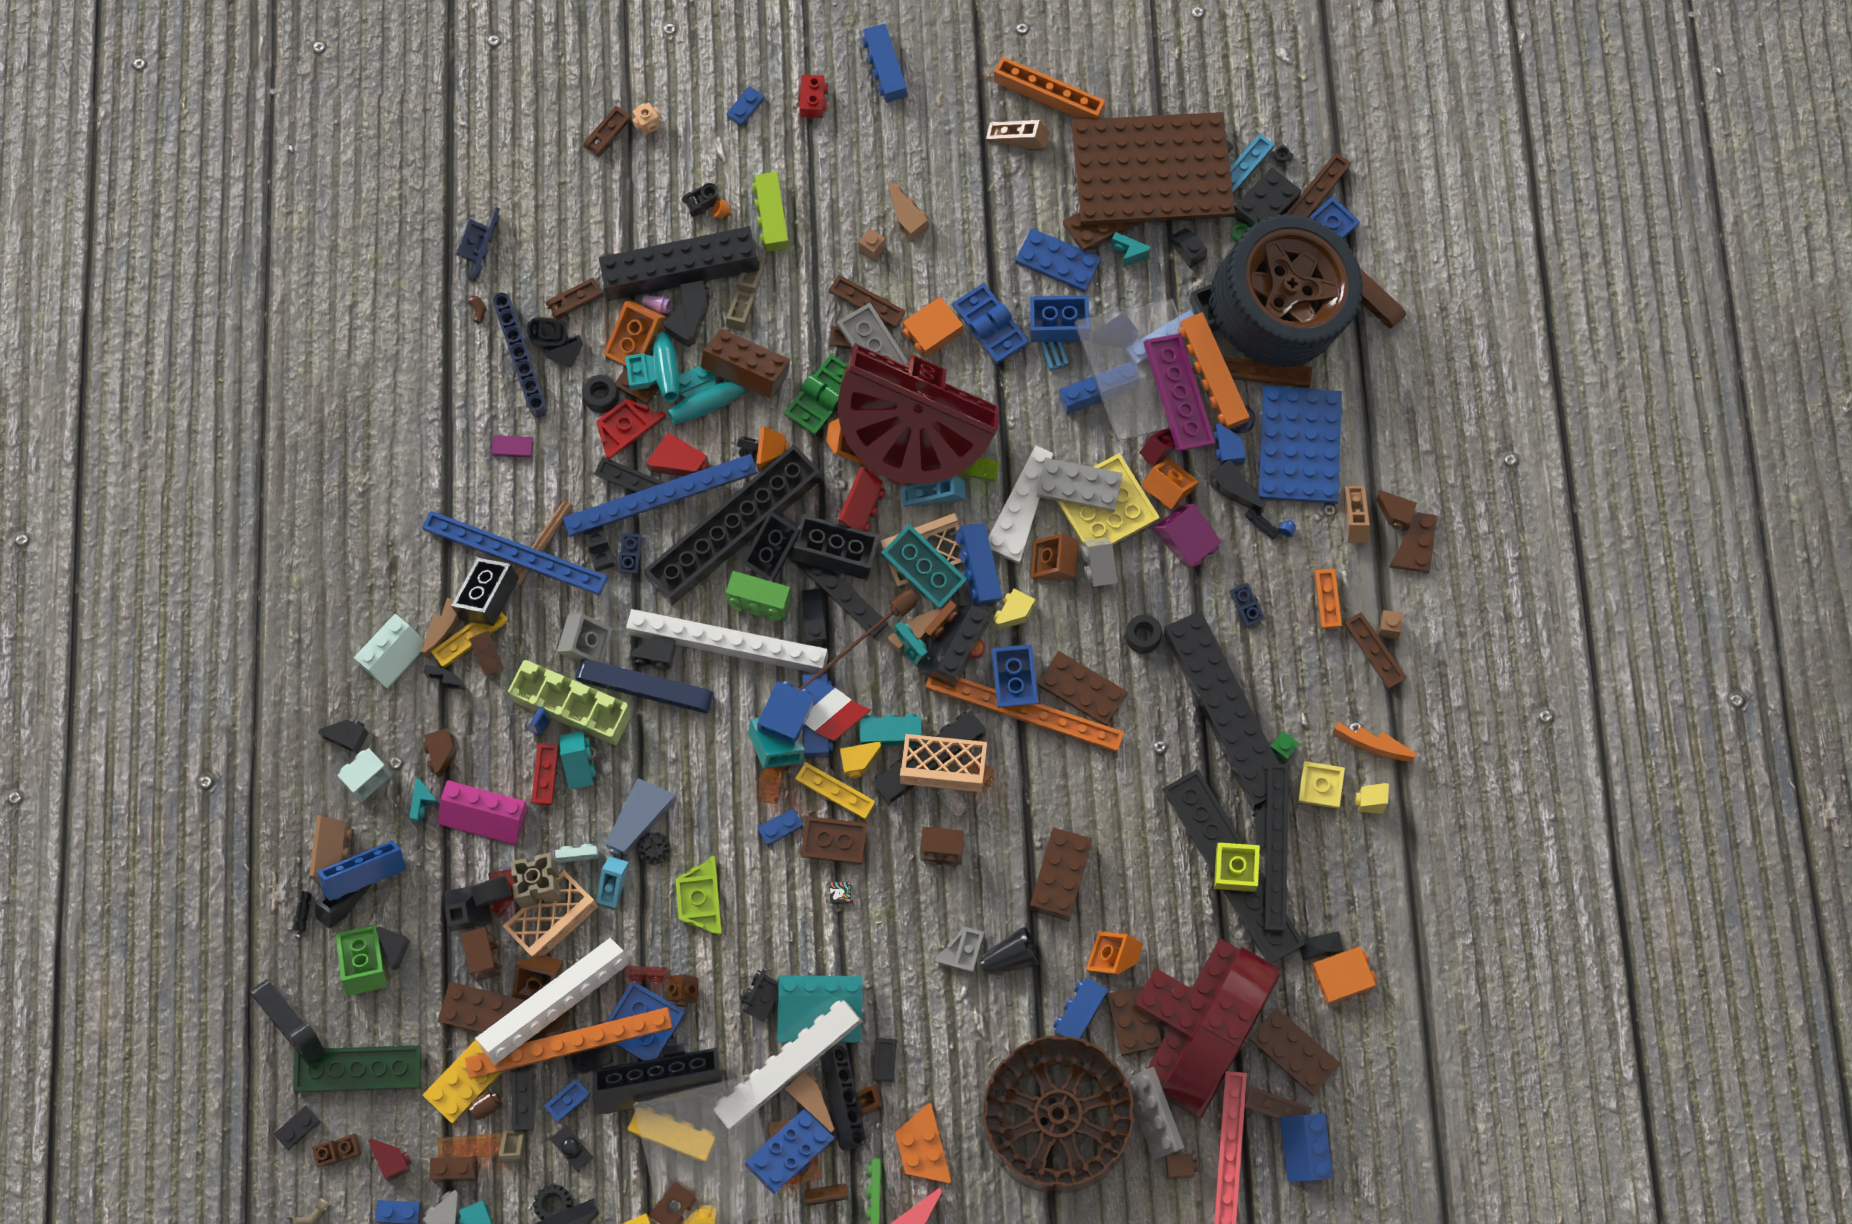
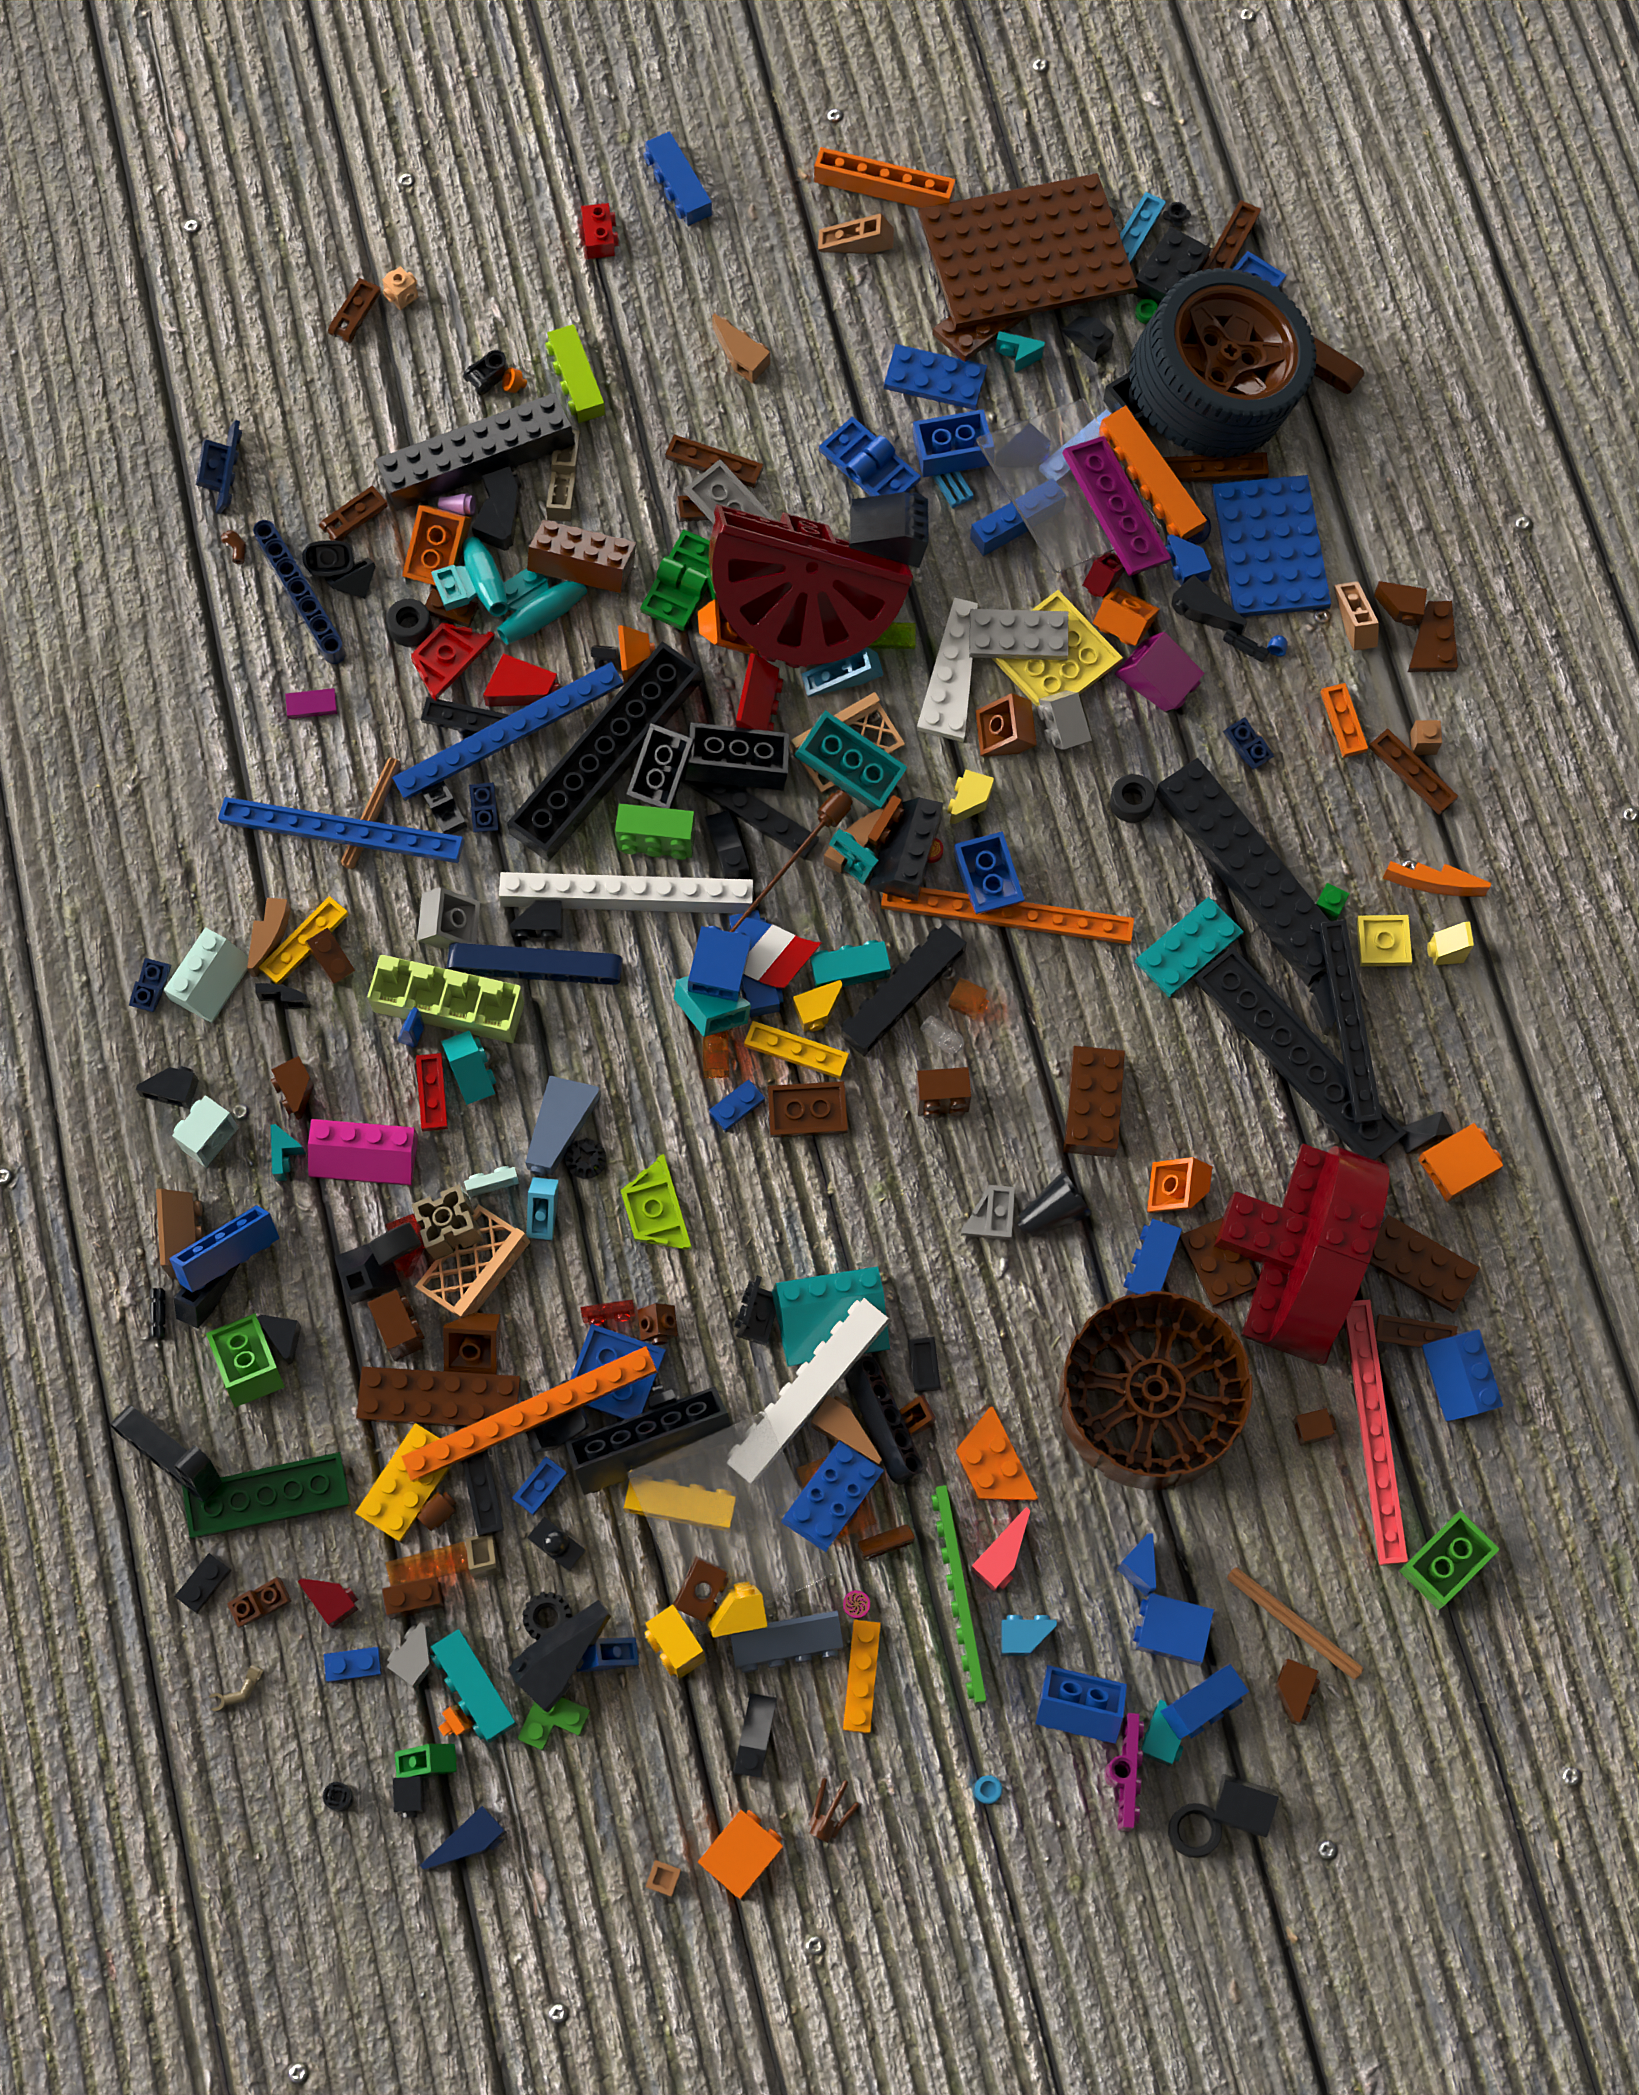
camera: 15 degrees left, 0 degrees up
(345, 651) = (150, 985): none -> dark blue slope
(485, 591) = (313, 882): black brick -> none
(552, 1001) = (497, 1366): white brick -> none
(745, 106) = (518, 255): blue plate -> none
(840, 892) = (827, 1171): tile -> none
(872, 245) = (707, 393): medium nougat brick -> none
(932, 327) = (800, 479): orange brick -> none
(939, 778) = (922, 1010): light nougat fence -> none
(978, 564) = (916, 748): blue brick -> none
(992, 381) = (890, 526): none -> black slope
(1082, 688) = (1071, 875): reddish brown plate -> none
(1154, 1114) = (1273, 1370): light grey plate -> none
(1164, 762) = (1189, 947): none -> teal plate
(1237, 867) = (1307, 1053): neon yellow brick -> none

